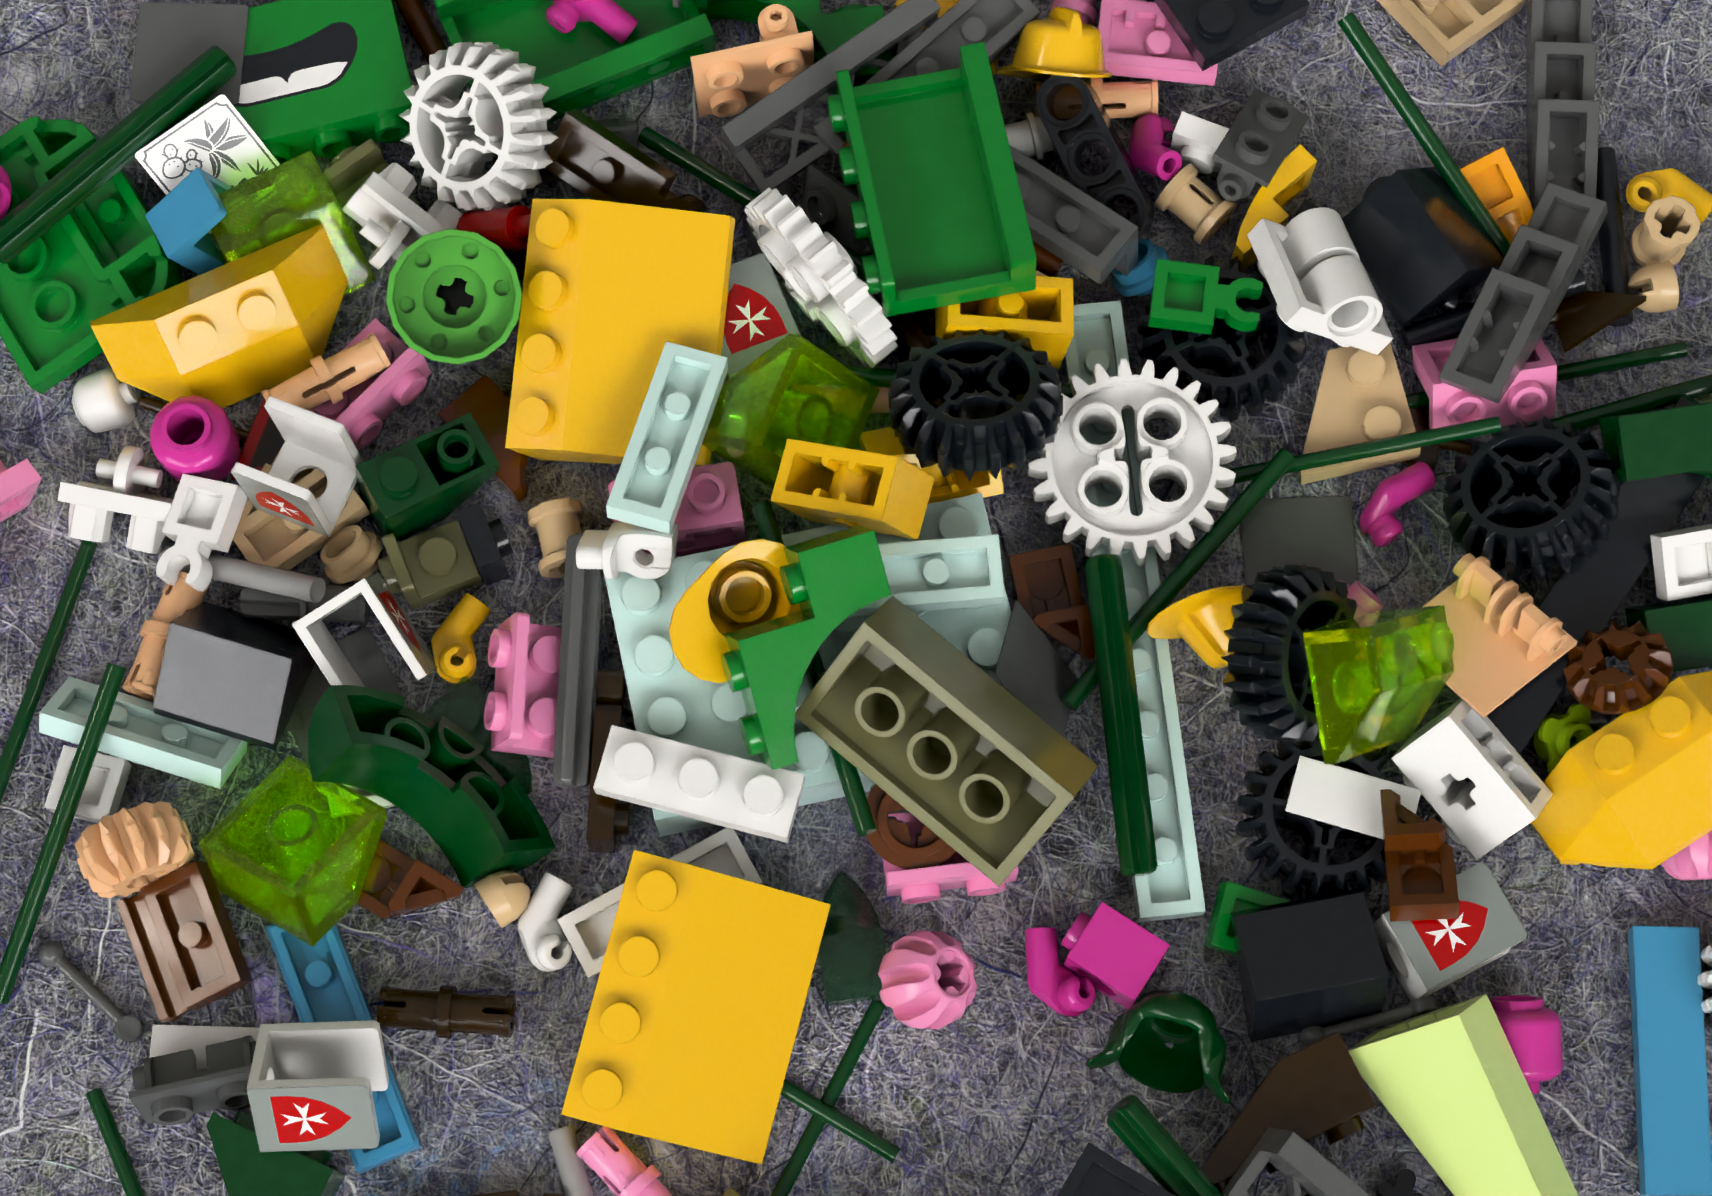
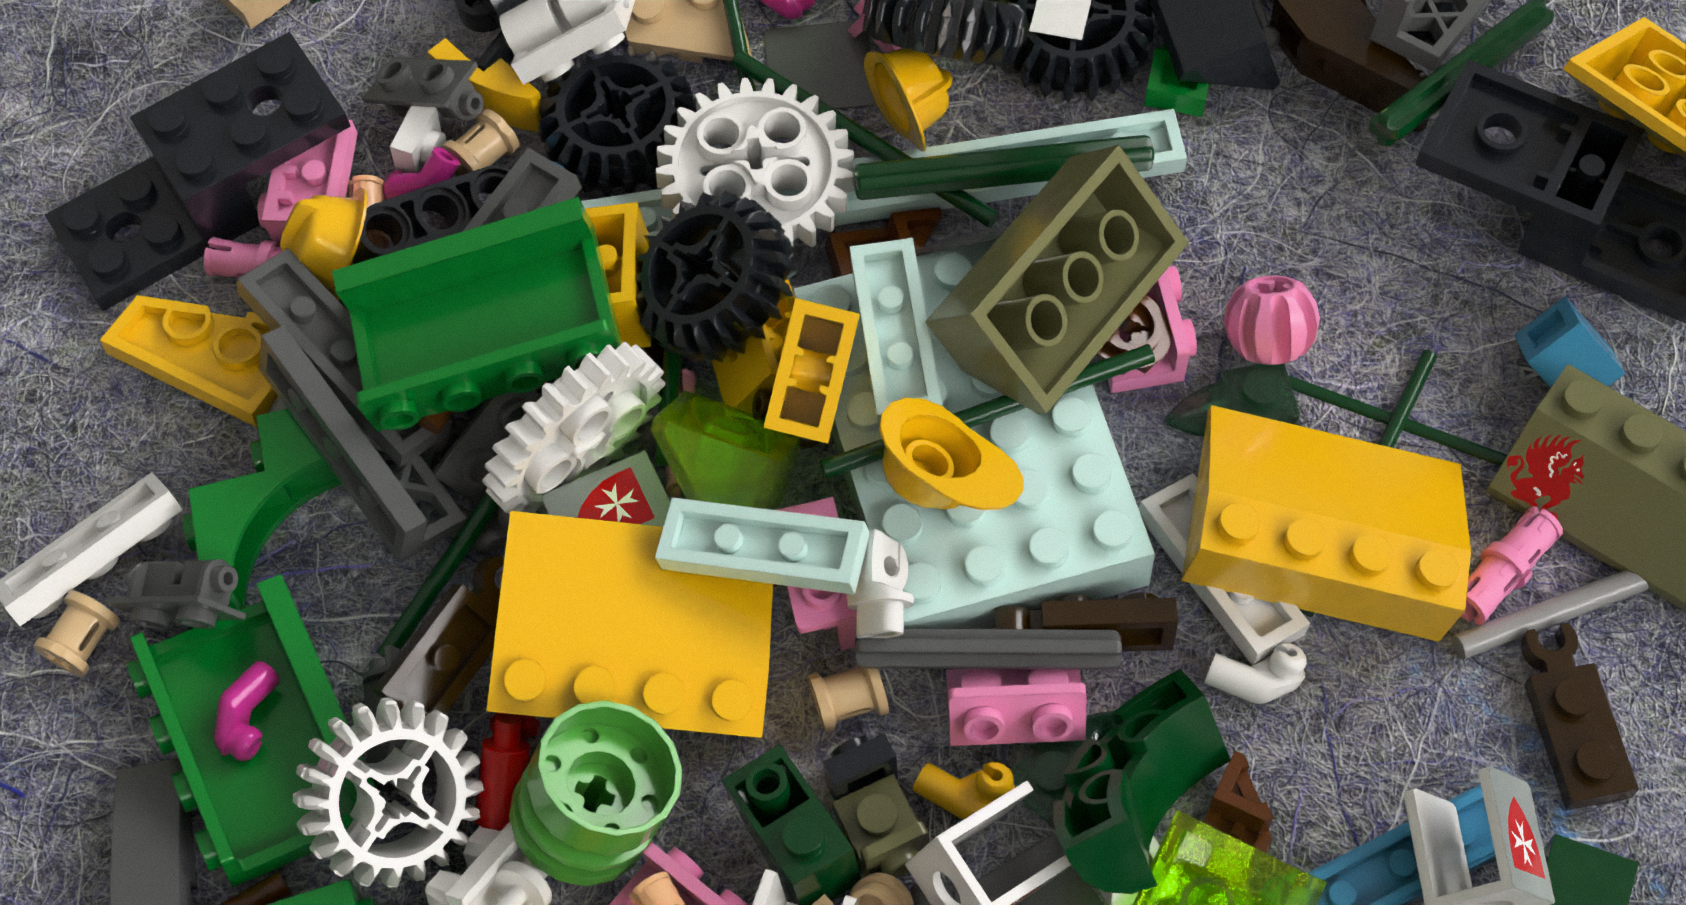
camera: 90 degrees left, 10 degrees down
(446, 1011) = (1361, 762): dark brown pin -> none
(491, 412) = (701, 784): reddish brown slope -> none
(504, 895) = (1240, 717): tan hinge -> none
(699, 783) = (1119, 503): white plate -> none
(747, 73) = (317, 516): light nougat hinge -> none
(768, 660) = (999, 417): green arch -> none
(1052, 981) = (1248, 235): dark pink arm -> none
(1113, 953) = (1223, 178): dark pink brick -> none
(1162, 1018) = (1300, 127): dark green hair -> none
(1190, 298) = (594, 118): green plate -> none

